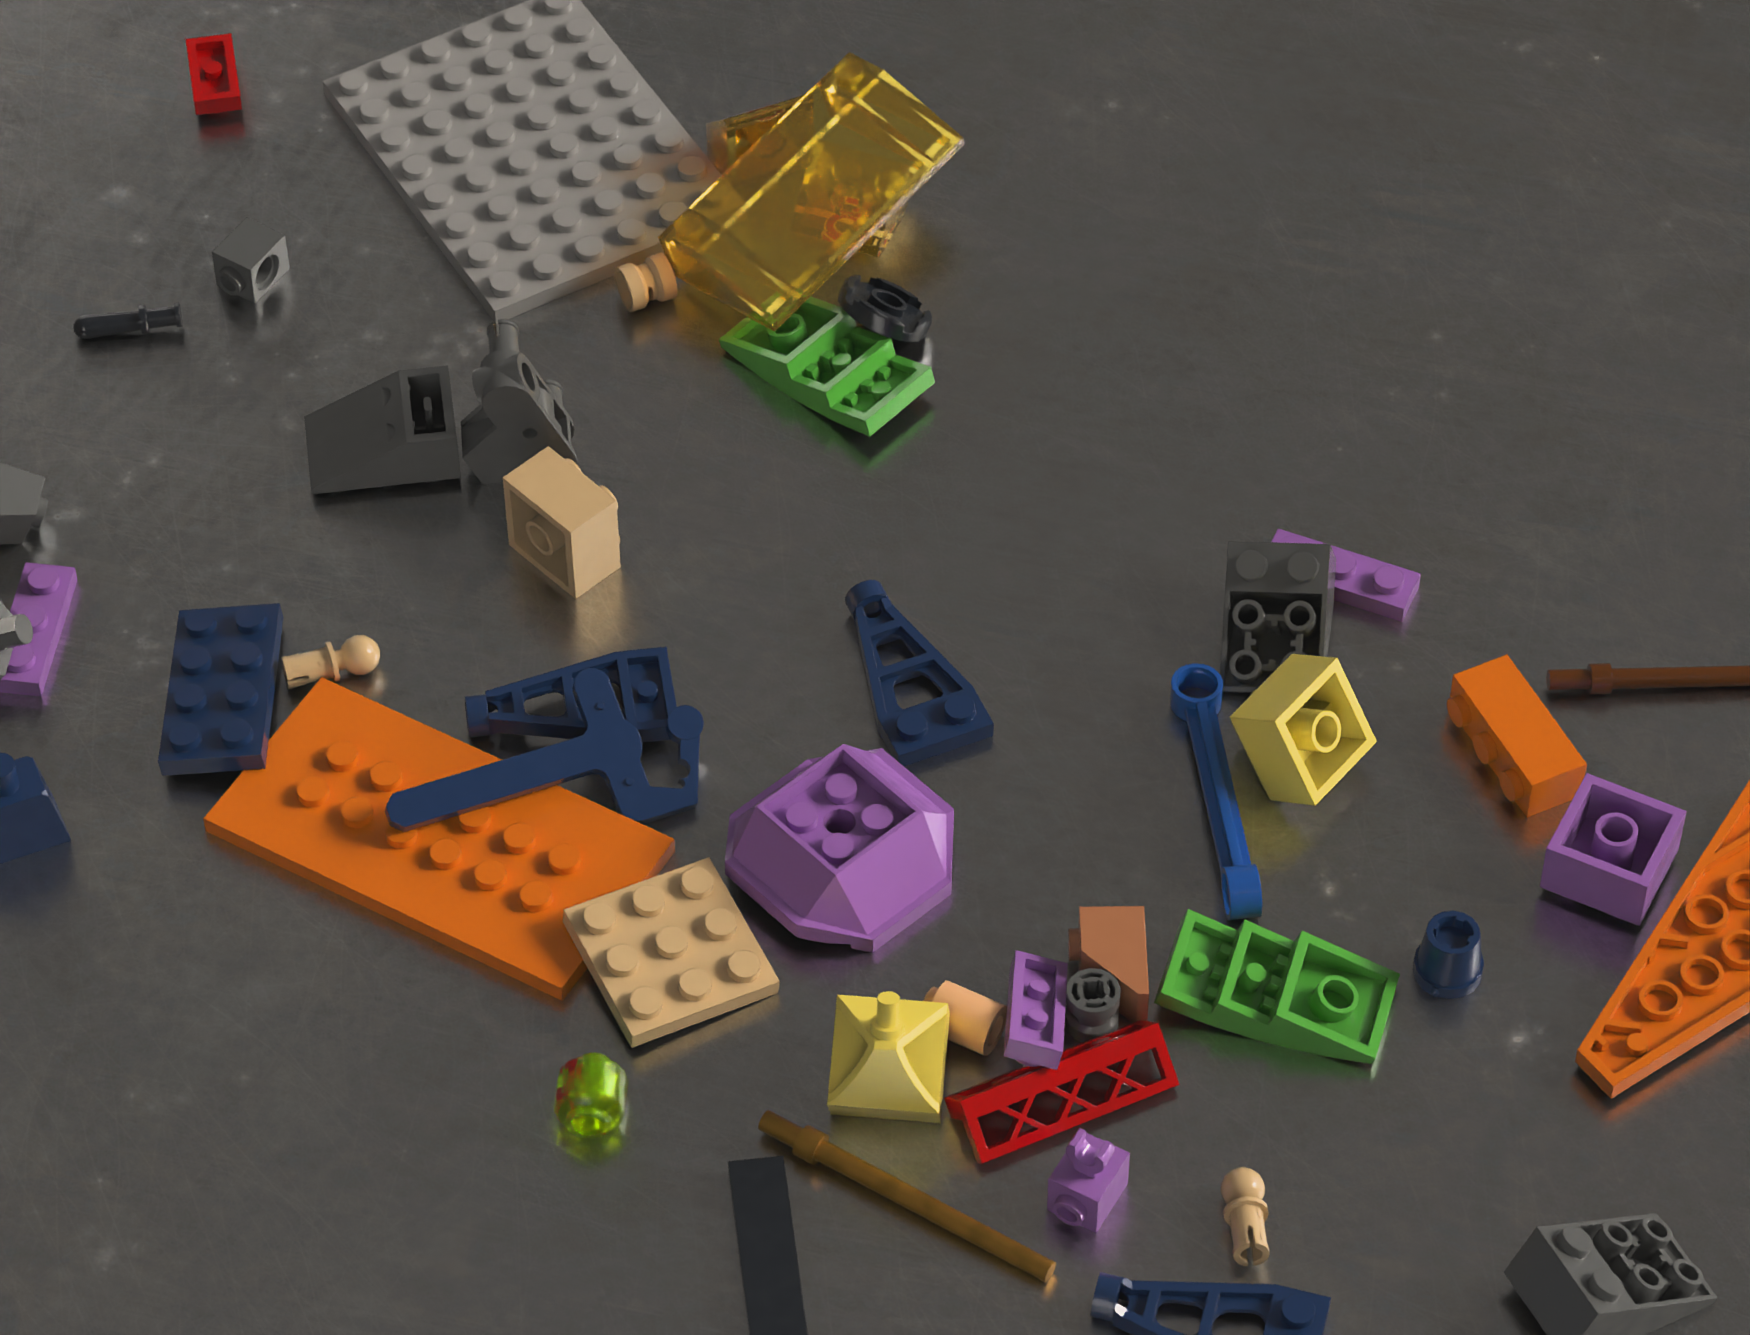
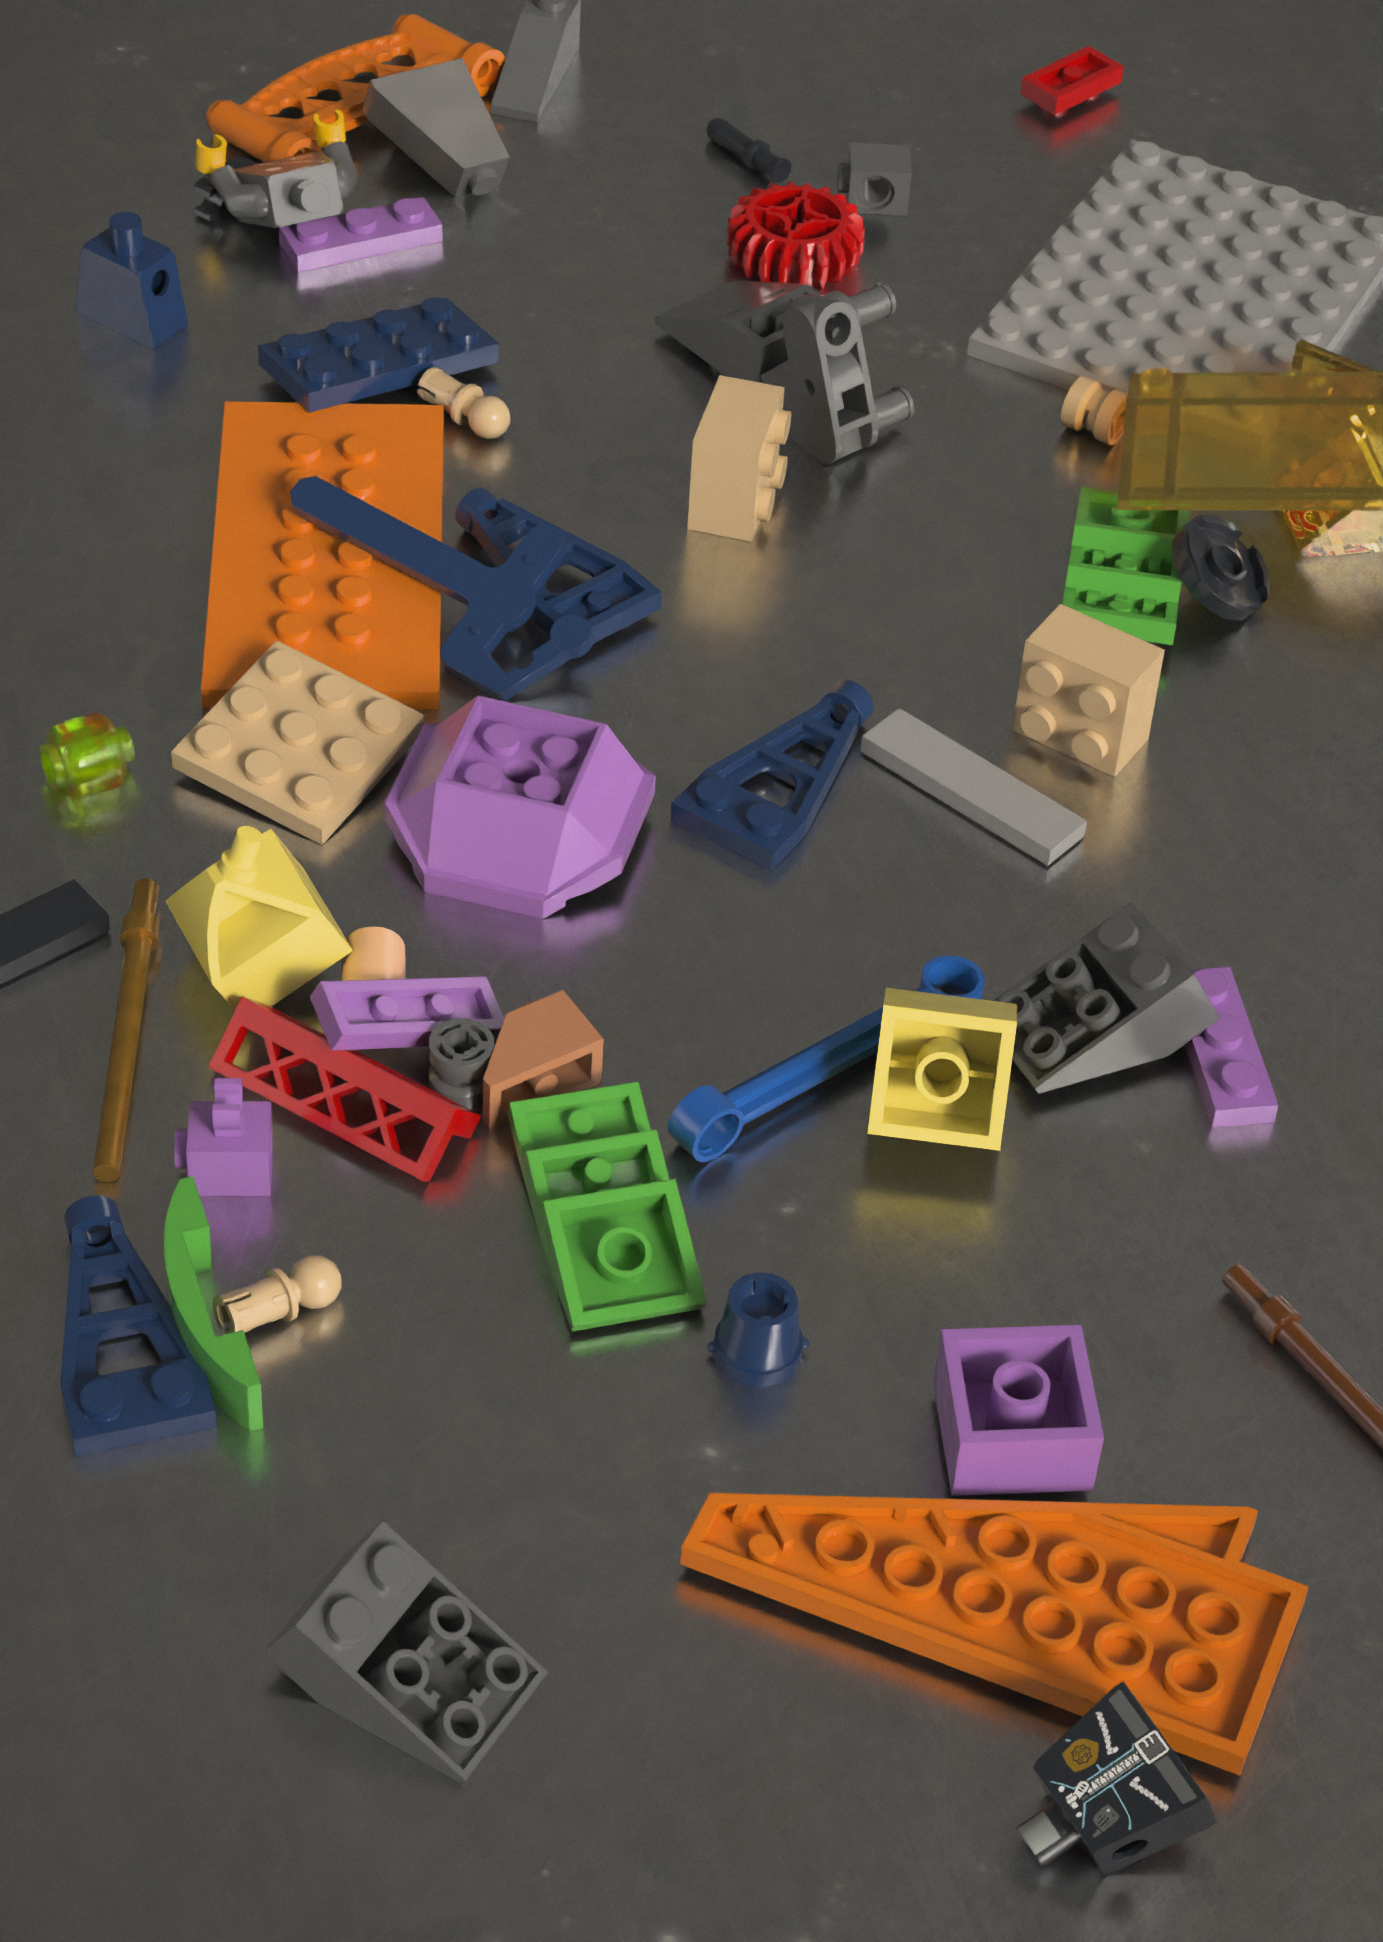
camera: 55 degrees right, 5 degrees down
(271, 345) = (795, 235): none -> red gear
(976, 453) = (1087, 690): none -> tan brick
(994, 574) = (973, 786): none -> light grey tile
(1157, 1245) = (221, 1358): none -> bright green slope
(1516, 735) = (1121, 1265): orange brick -> none

